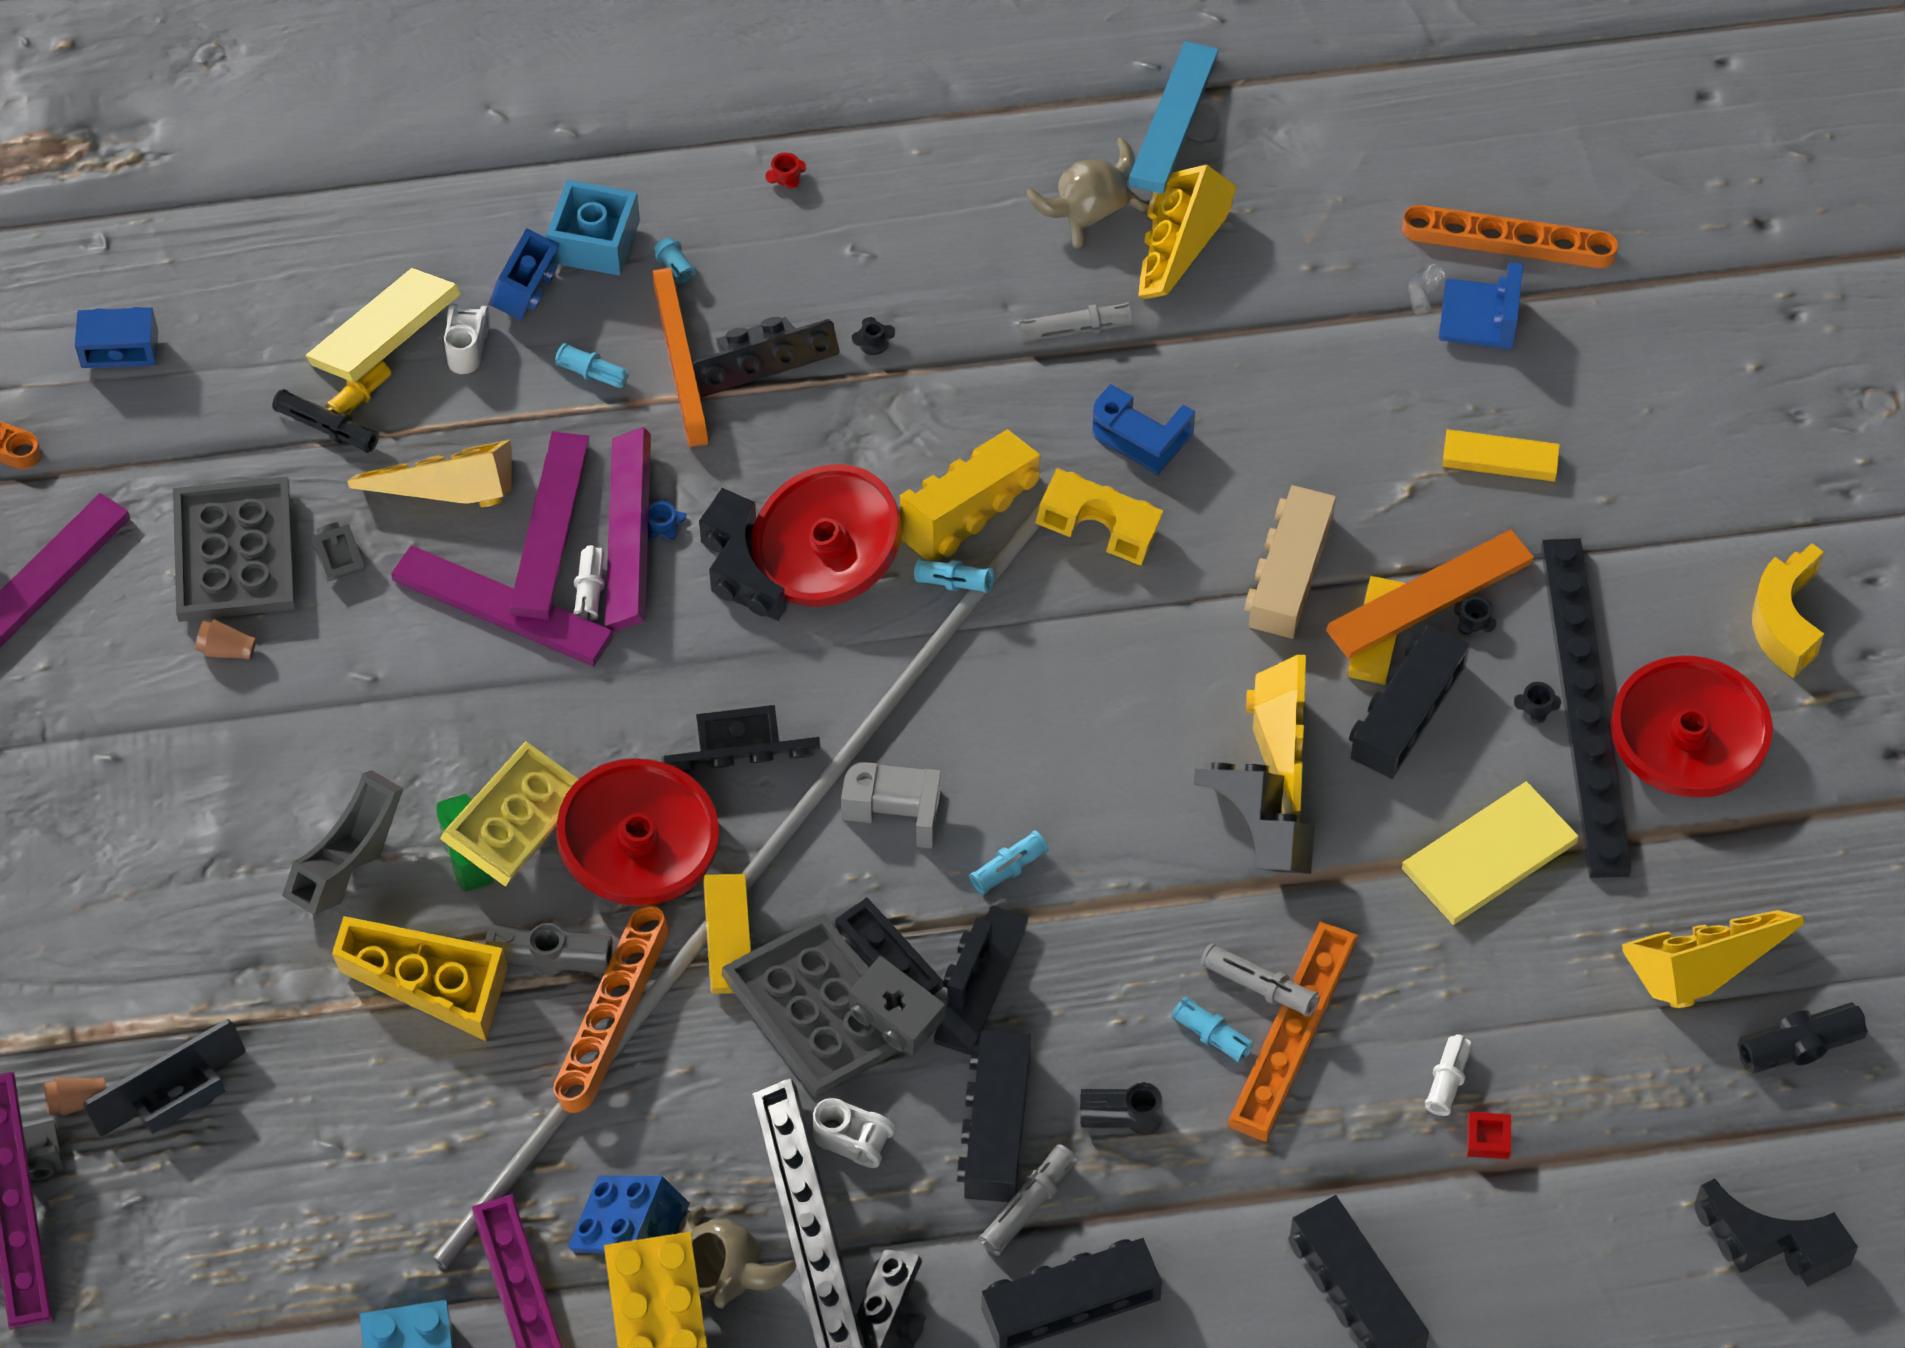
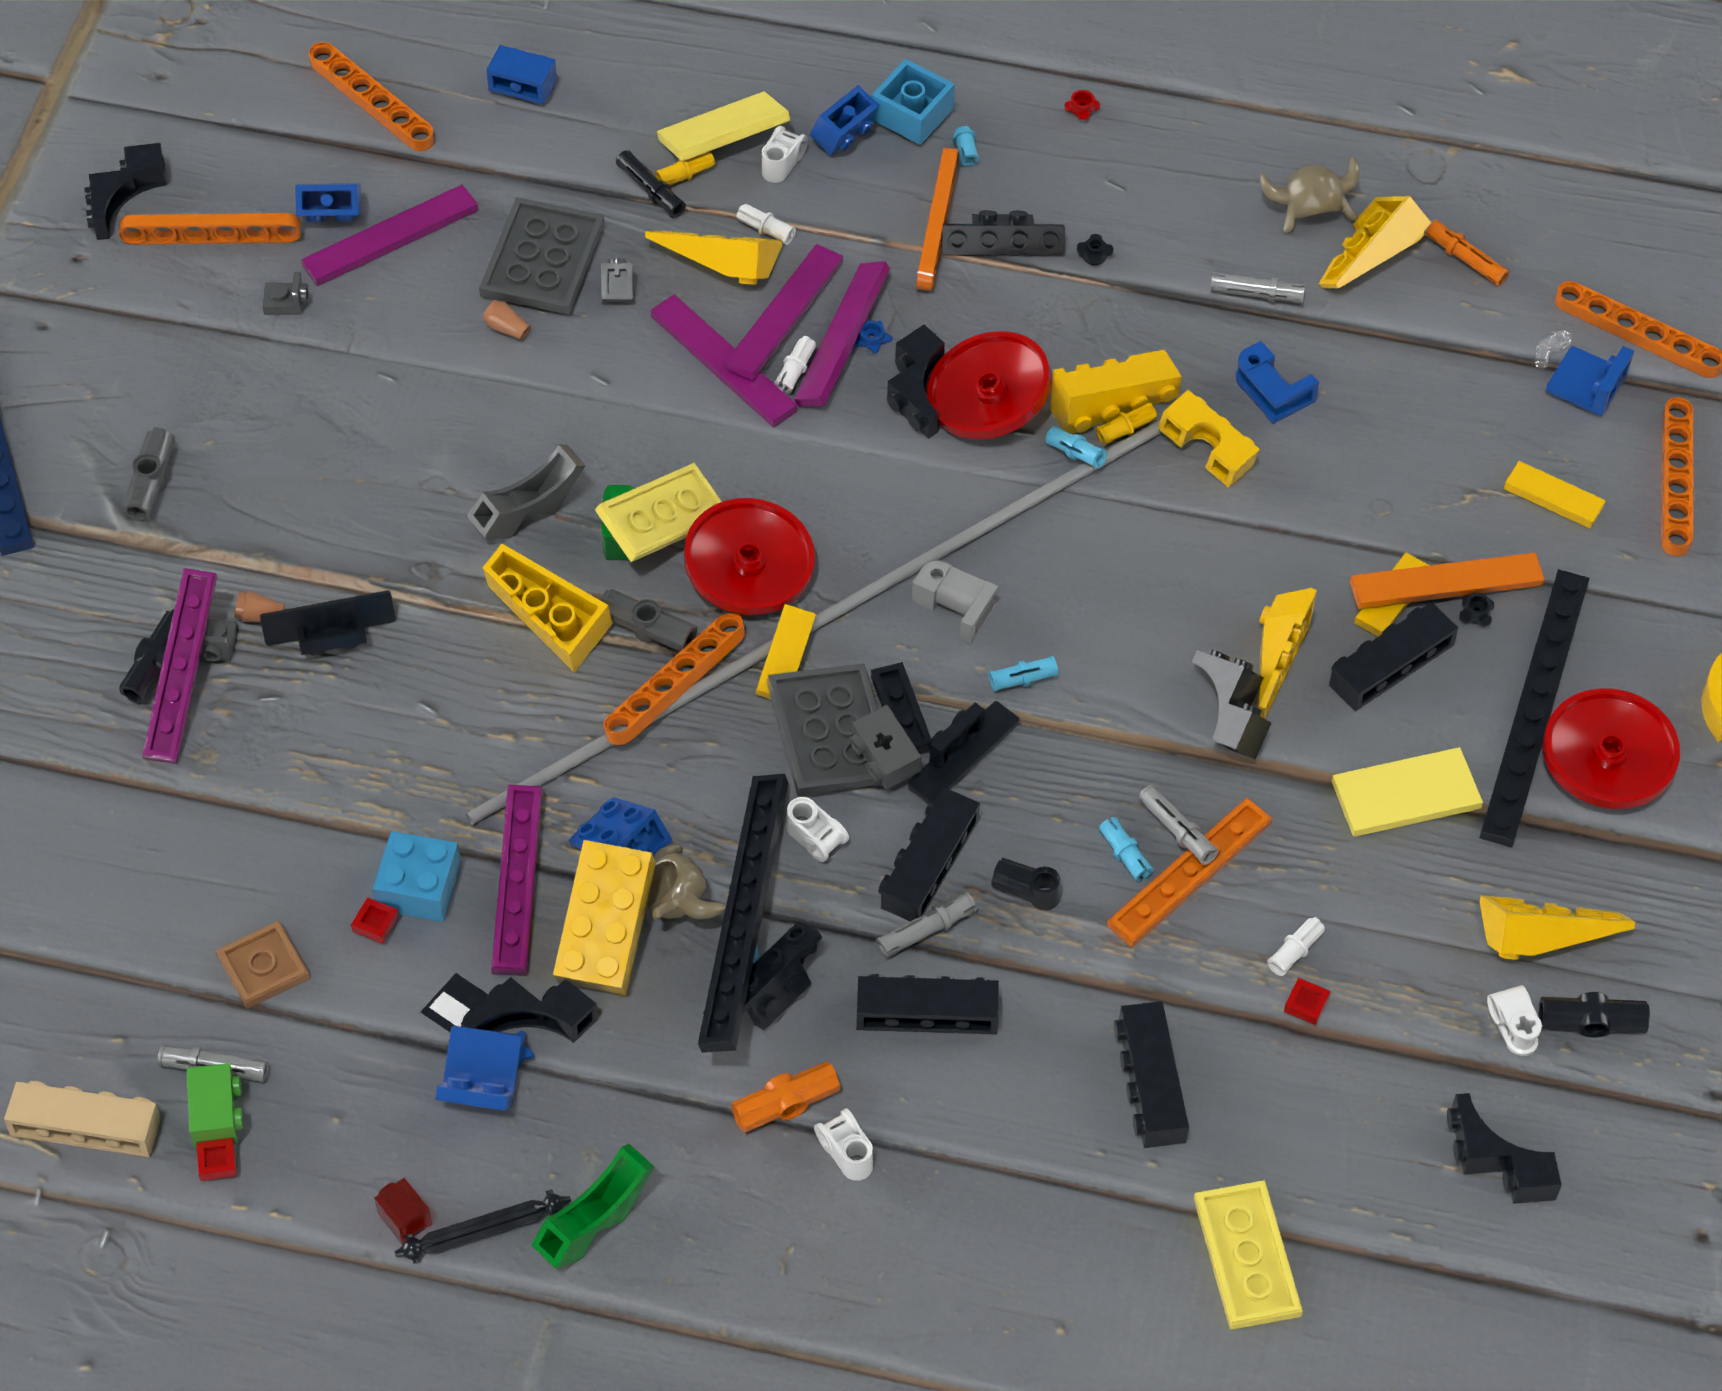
camera: 20 degrees right, 0 degrees up
(482, 425) = (766, 223): none -> white axle
(590, 366) = (867, 205): medium azure axle -> none
(740, 735) = (859, 512): black bracket -> none
(996, 530) = (1125, 424): none -> yellow axle
(1173, 117) = (1405, 155): dark azure tile -> none
(1284, 207) = (1457, 245): none -> orange pin
(1291, 561) = (1346, 520): tan brick -> none
(1538, 692) = (1499, 683): black plate -> none
(1620, 390) = (1674, 475): none -> orange beam
(1722, 1072) = (1516, 1019): none -> white piece

